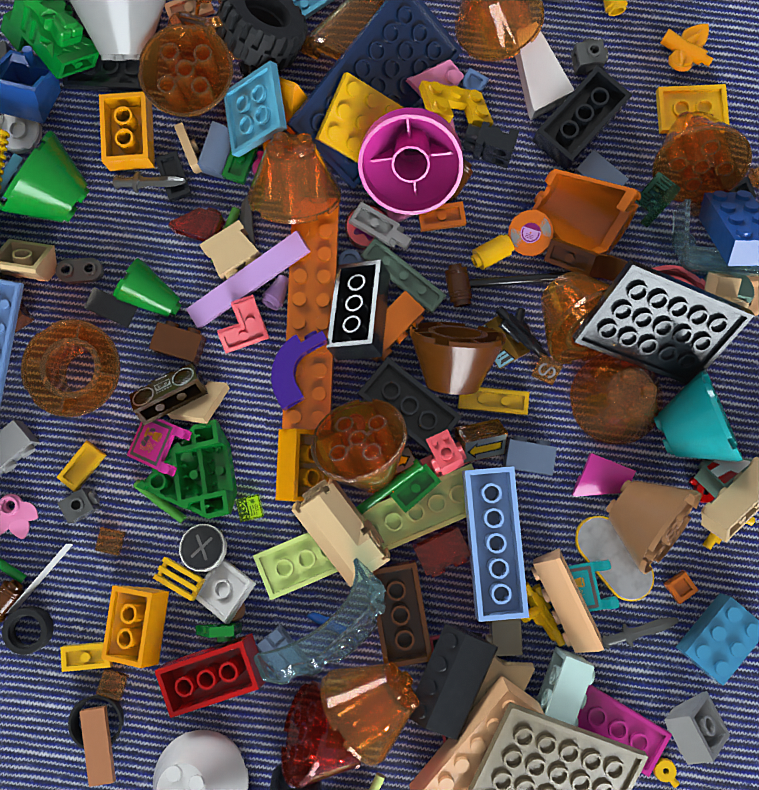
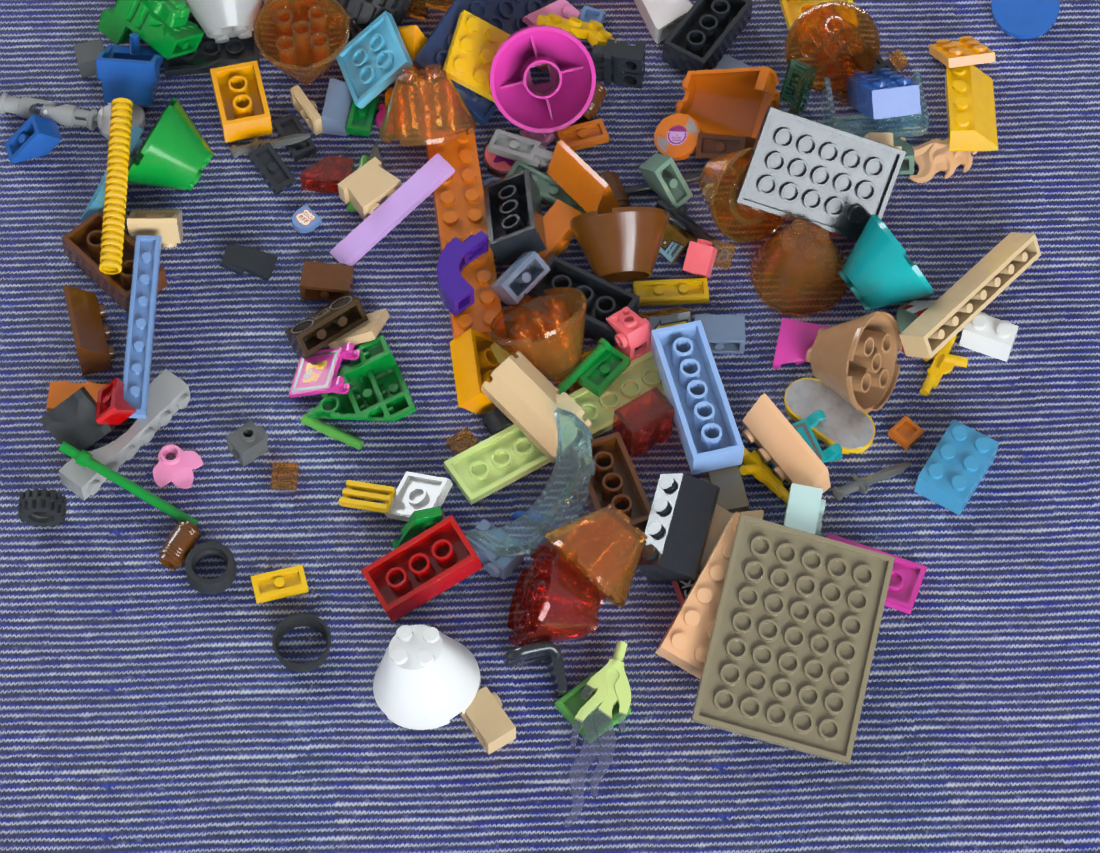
camera: 10 degrees left, 25 degrees down
(41, 576) = (217, 515): white sticker -> none
(47, 361) = (225, 284): clear orange cone -> none
(78, 270) = (208, 234): dark grey plate -> none
(81, 466) = (241, 409): yellow tile -> none
(97, 746) = (310, 656): nougat tile -> none
(112, 684) = (313, 604): clear orange plate -> none
(135, 626) = (329, 541): light orange slope -> none
(145, 209) = (272, 168): none -> black plate
(147, 290) = (287, 237): green cone -> none
(170, 268) = (305, 220): none -> medium blue tile
(203, 548) = (388, 463): black tile -> none
(249, 328) = (401, 256): coral tile -> none
(249, 508) = (430, 424): clear neon green tile -> none
(276, 293) = (421, 227): lavender cone -> none
(276, 533) = (461, 441): none -> clear orange tile
(351, 385) = (520, 277): none -> sand blue brick
(430, 286) = (580, 180): none -> orange slope
(492, 251) = (635, 158): yellow head -> none
(510, 283) = (665, 179): none -> sand green slope
(527, 376) = (700, 258): none -> coral brick
(667, 775) = (931, 608): yellow piece -> none
(697, 729) = (950, 554): light grey slope -> none

